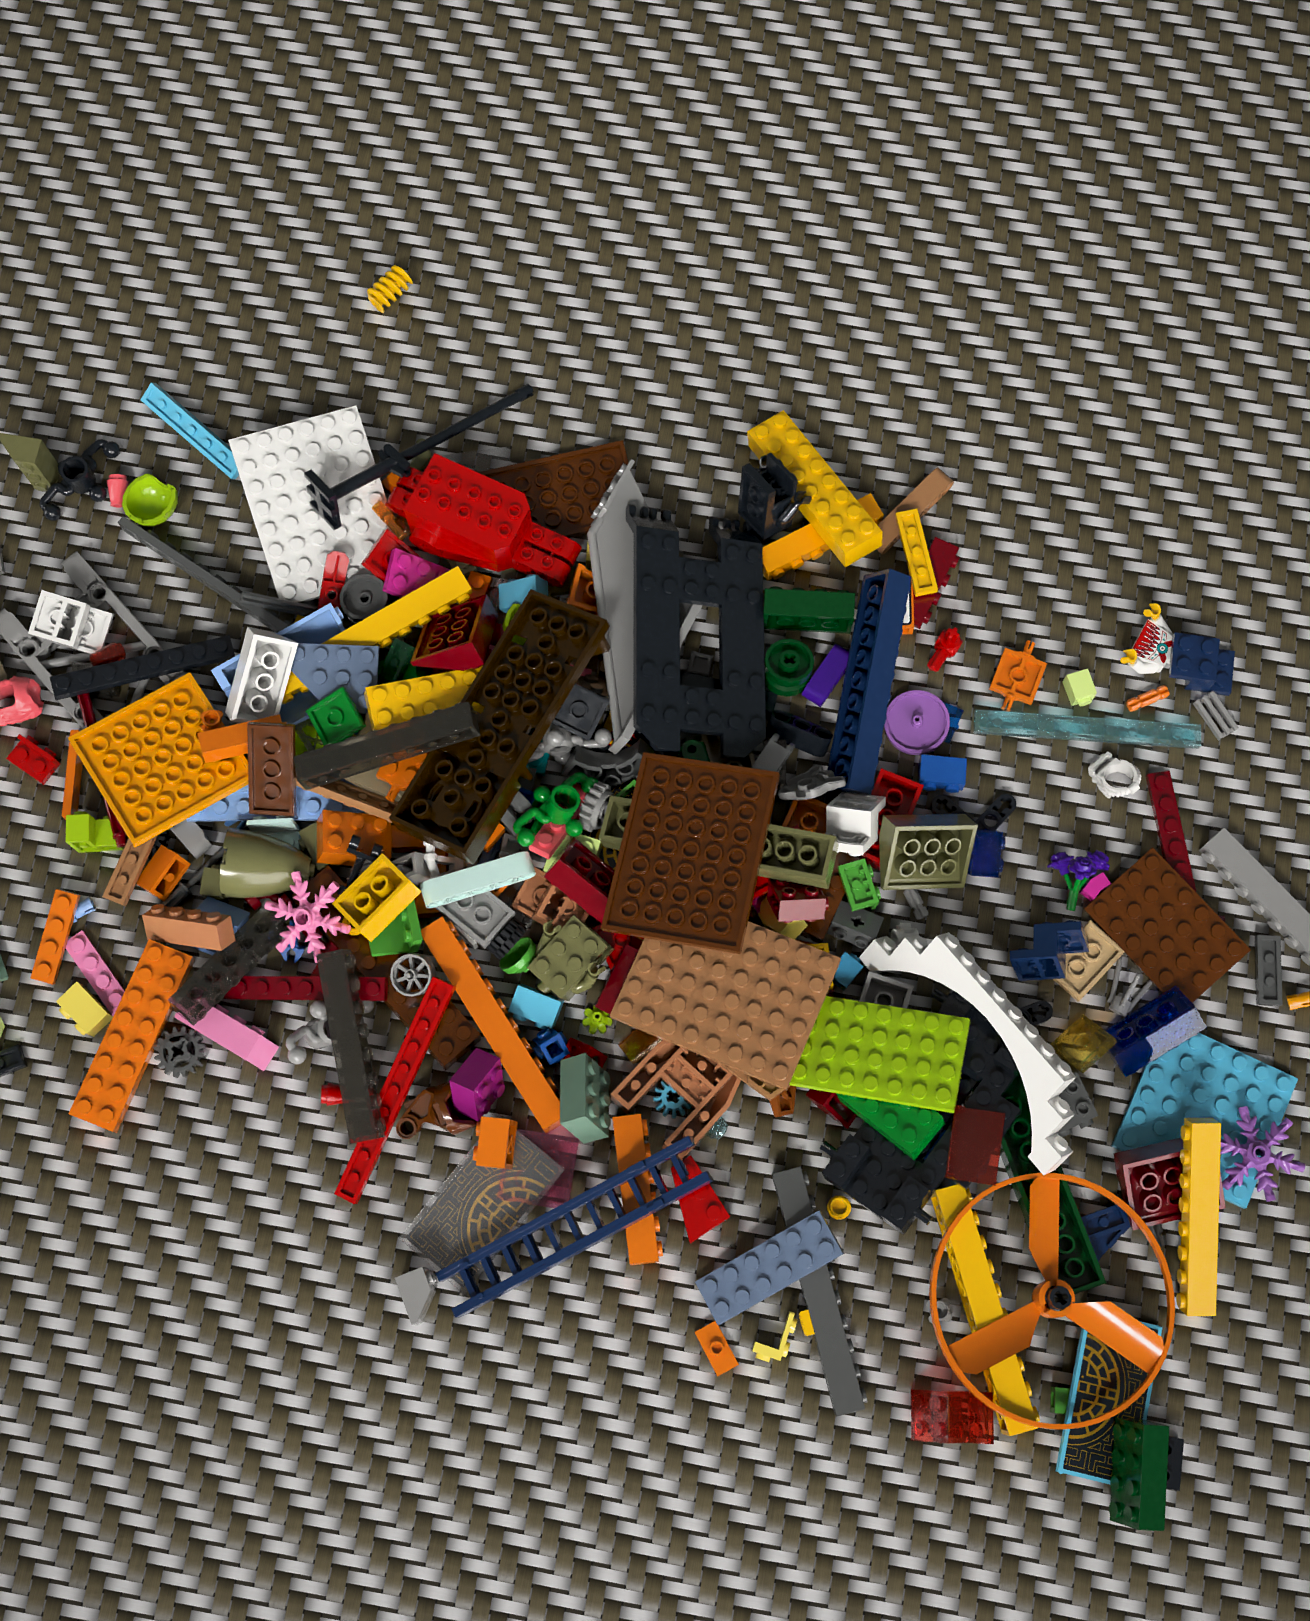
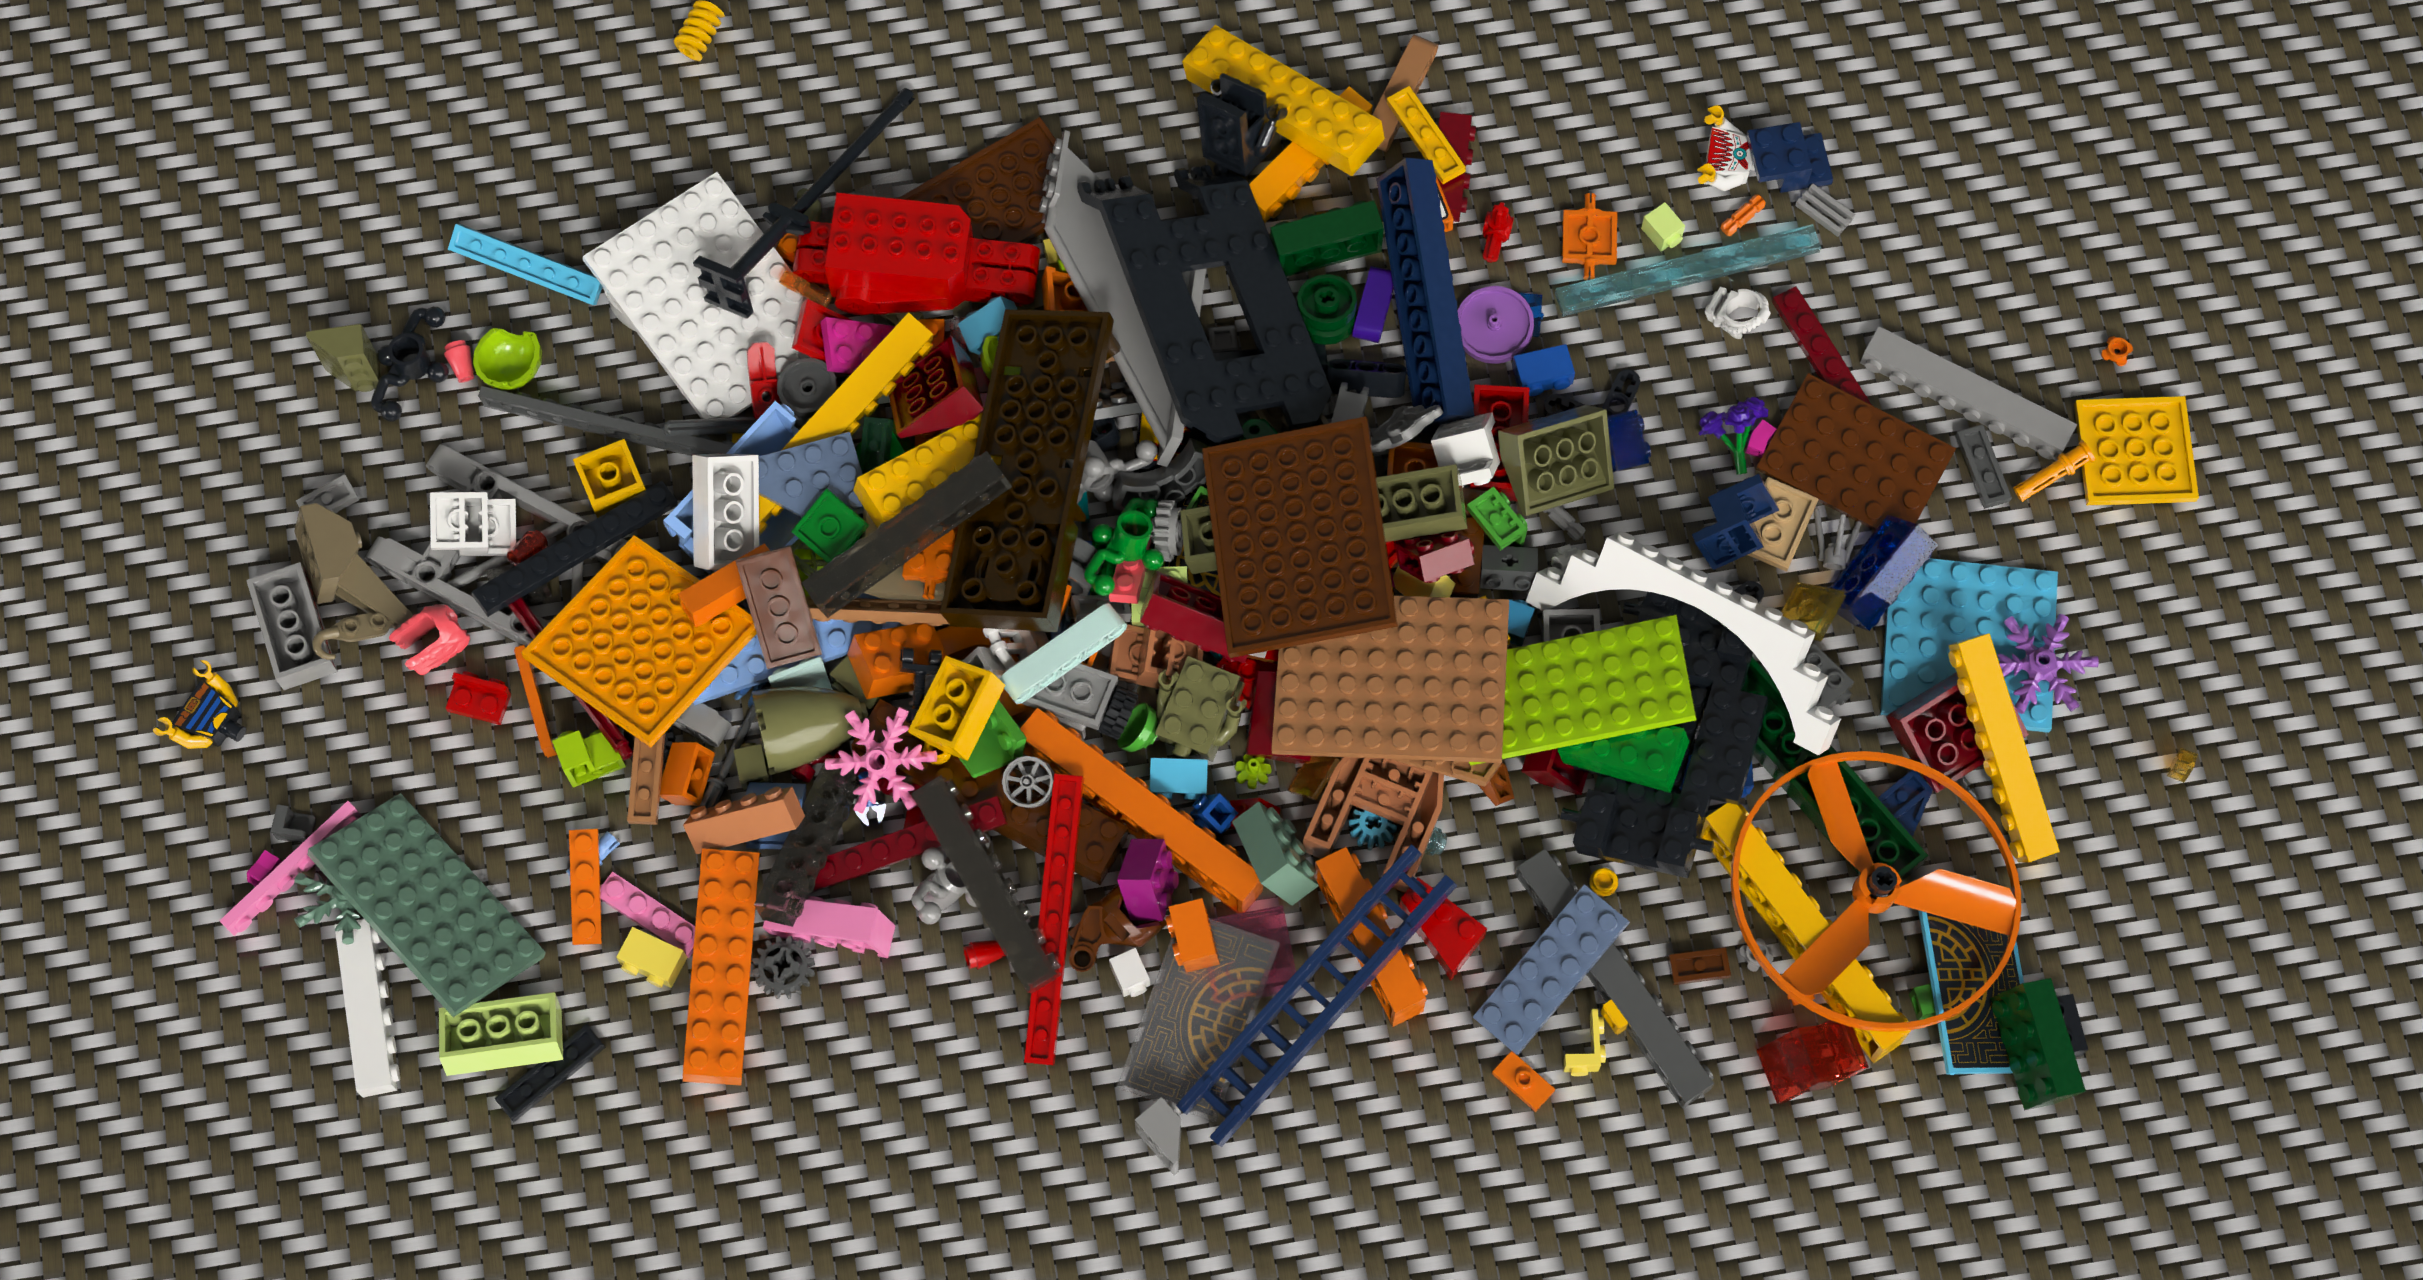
camera: 20 degrees left, 5 degrees down
(191, 619) = (609, 476): none -> yellow brick
(209, 715) = (681, 572): orange plate -> none
(440, 1152) = (1130, 973): none -> white brick
(581, 712) = (1115, 428): black tile -> none
(889, 1304) = (1699, 966): none -> reddish brown plate
(975, 1145) = (1731, 751): clear red piece -> none

